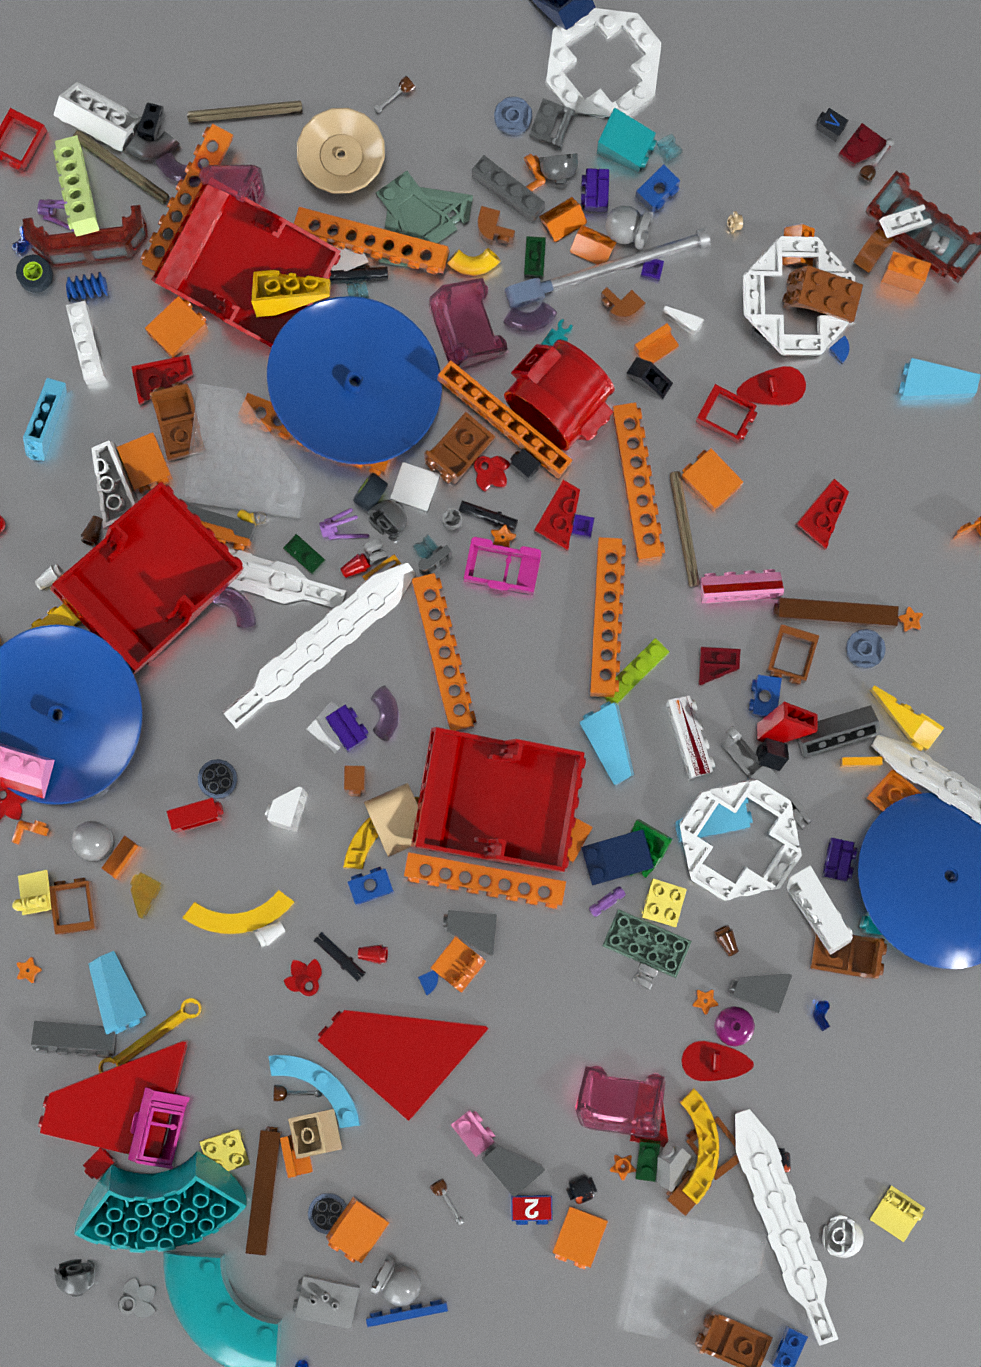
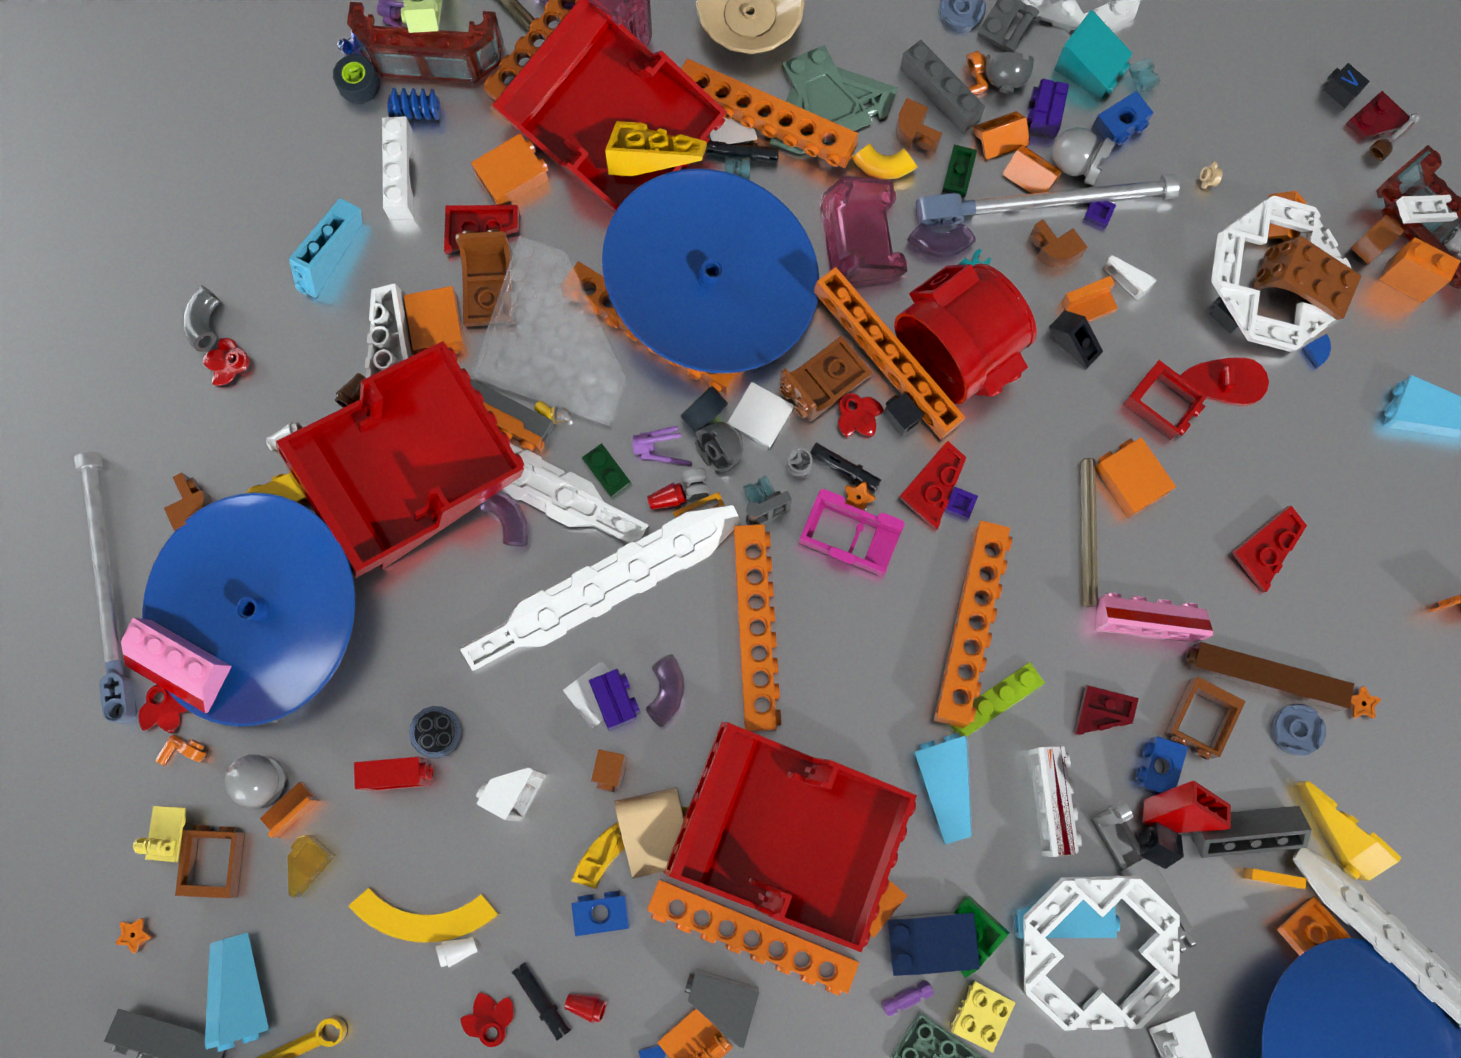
camera: 10 degrees right, 5 degrees down
(644, 551) = (1032, 548): orange brick -> none
(839, 860) = (1227, 1006): dark purple brick -> none

